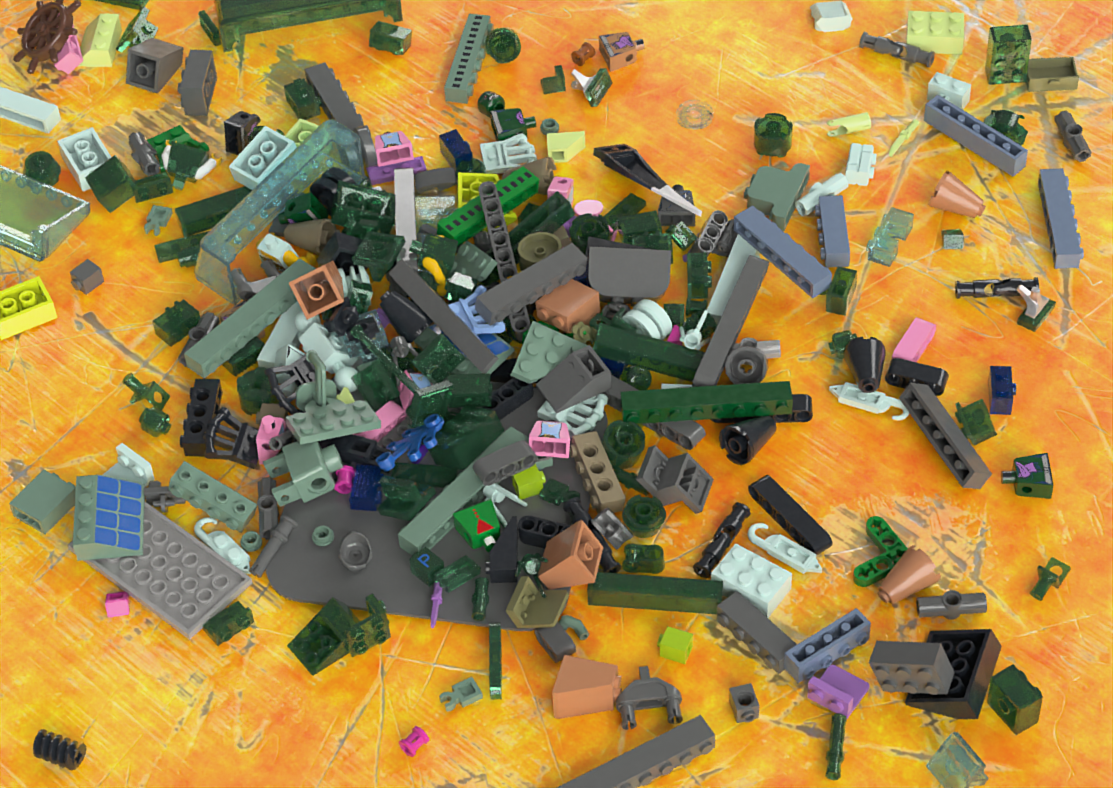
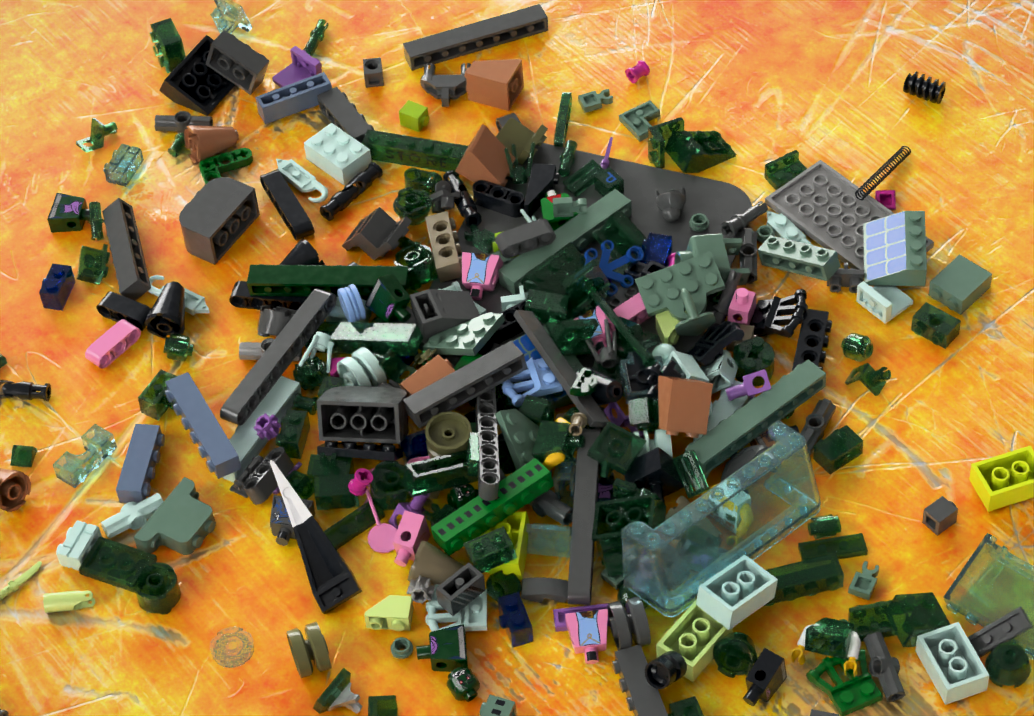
camera: 170 degrees left, 0 degrees up
(46, 179) = (1000, 631): none -> dark grey tile
(74, 454) = (935, 325): none -> clear green brick
(115, 624) = (883, 167): none -> black piece
(262, 339) = (747, 387): none -> medium lavender bracket
(310, 257) = (703, 487): none -> clear green tile
(323, 111) = (665, 670): none -> black wheel
(408, 679) = (637, 119): none -> sand green tile
(414, 290) = (584, 383): none -> plate
(416, 253) = (578, 422): none -> dark tan pin
(465, 504) = (566, 206): none -> sand green plate
(482, 169) = (490, 550): none -> clear green brick
(504, 149) = (460, 589): none -> dark grey brick
(510, 225) = (473, 454): none -> clear green tile
(510, 416) = (512, 300): none -> light aqua bracket
(540, 151) = (421, 589): none -> light grey gear
(612, 213) = (361, 479): none -> dark pink bush
(624, 100) = (312, 648): none -> olive wheel
(628, 372) = (389, 299): none -> dark green torso
(672, 371) = (351, 303): none -> light blue head
(719, 258) = (267, 426): none -> medium lavender gear
(822, 156) = (115, 563): none -> clear green plate
(857, 475) = (218, 217): none -> dark grey brick
(947, 579) = (177, 145): none -> clear green pin
(994, 463) = (96, 221): none -> clear green axle
(998, 542) = (123, 165): none -> clear light blue brick

